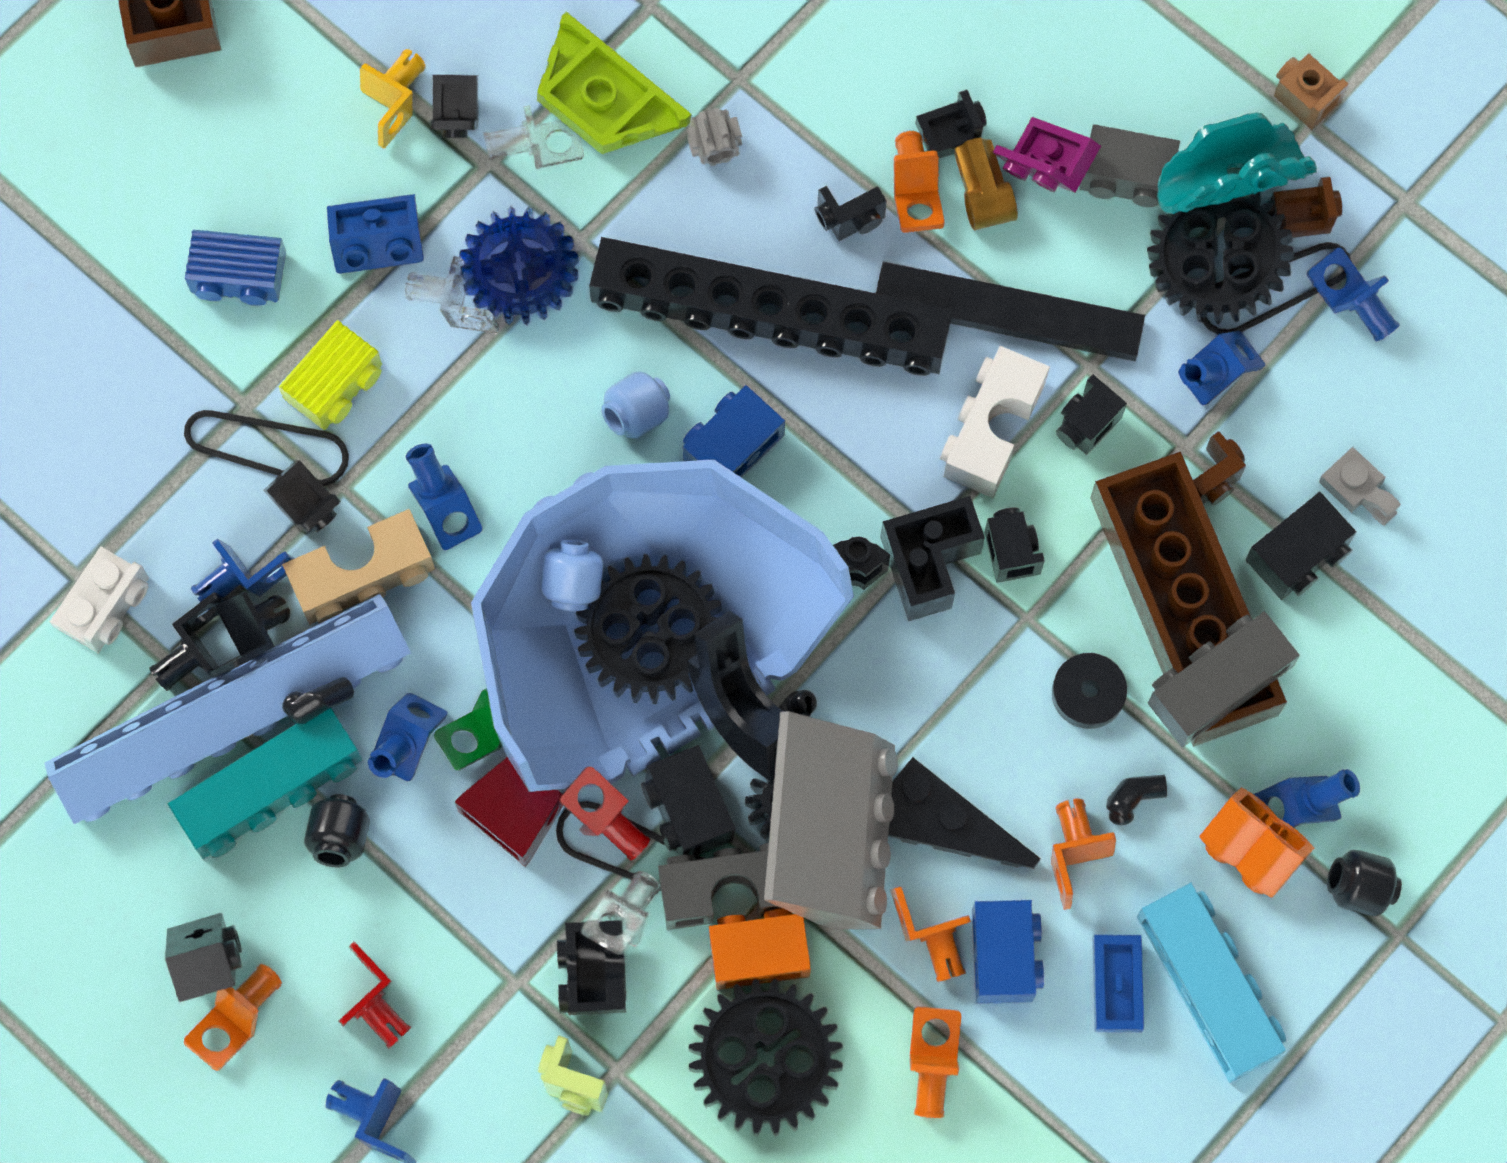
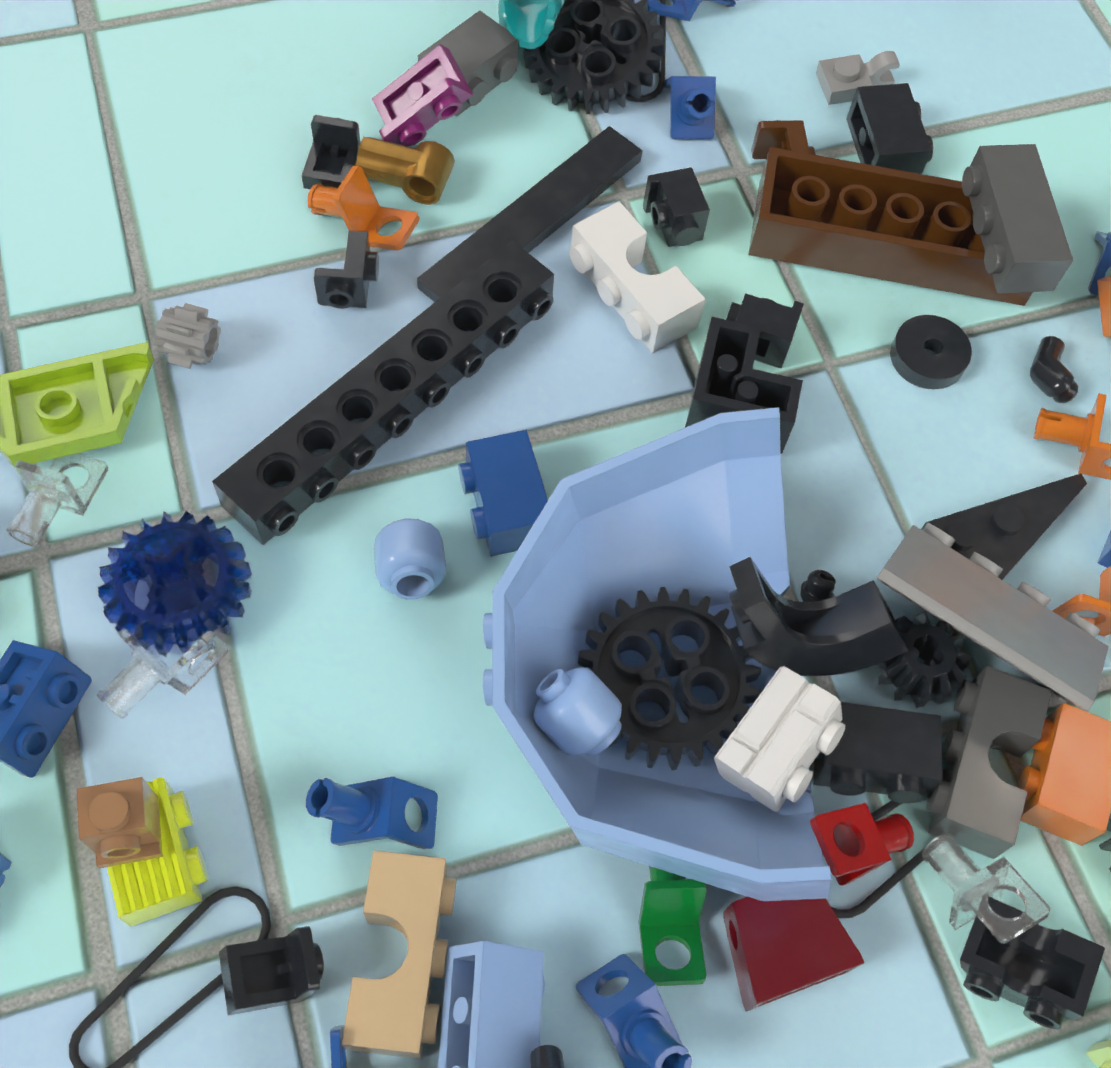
camera: 65 degrees left, 10 degrees down
(329, 346) = (120, 822): none -> medium nougat brick
(641, 722) = (781, 739): none -> white brick

